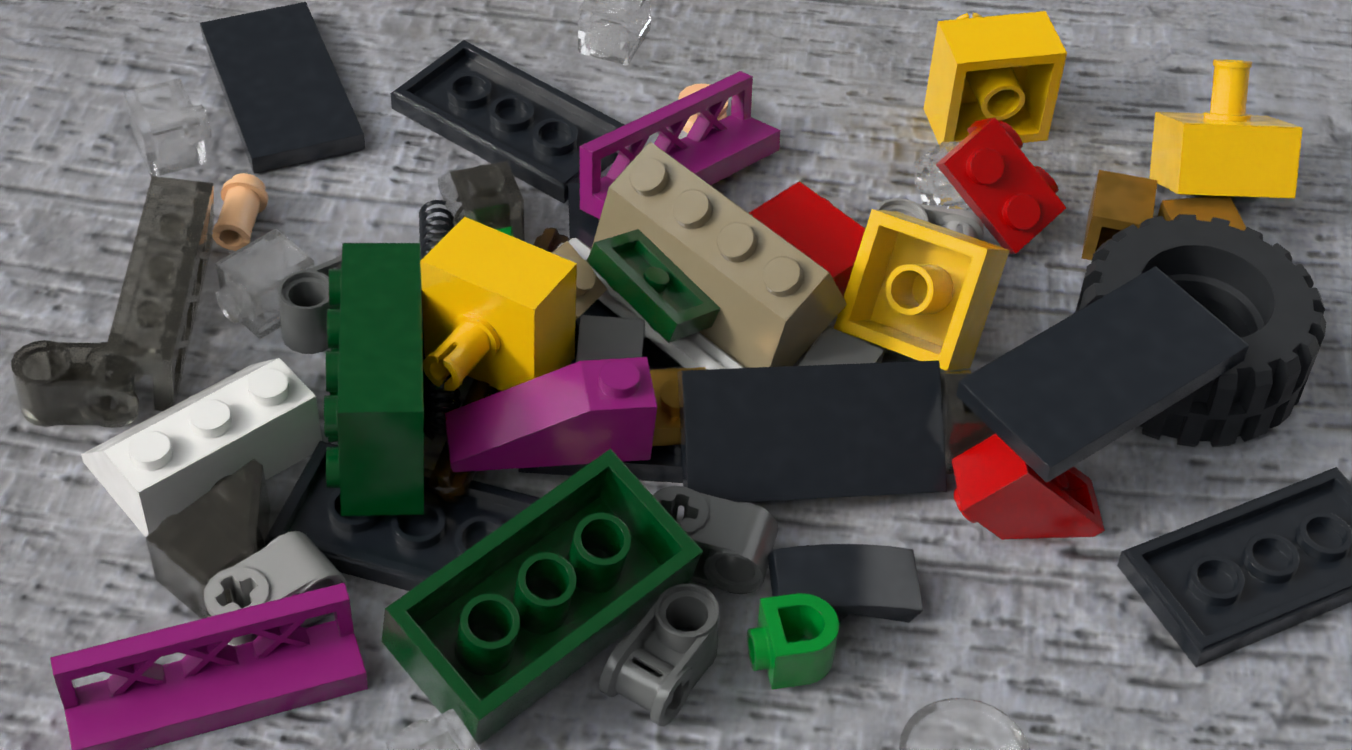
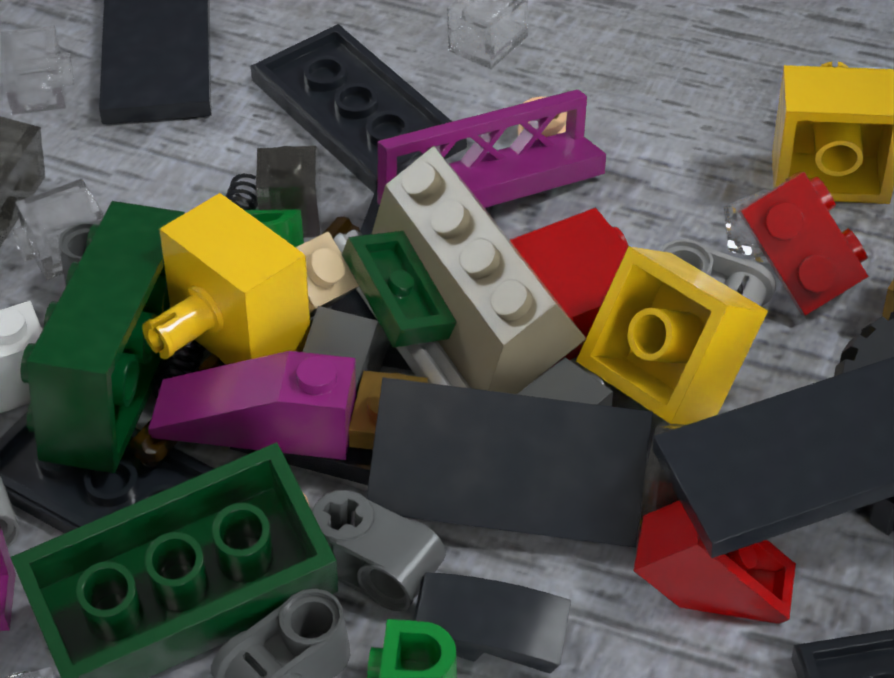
camera: 20 degrees right, 0 degrees up
(243, 200) = (75, 148): light nougat pin -> none

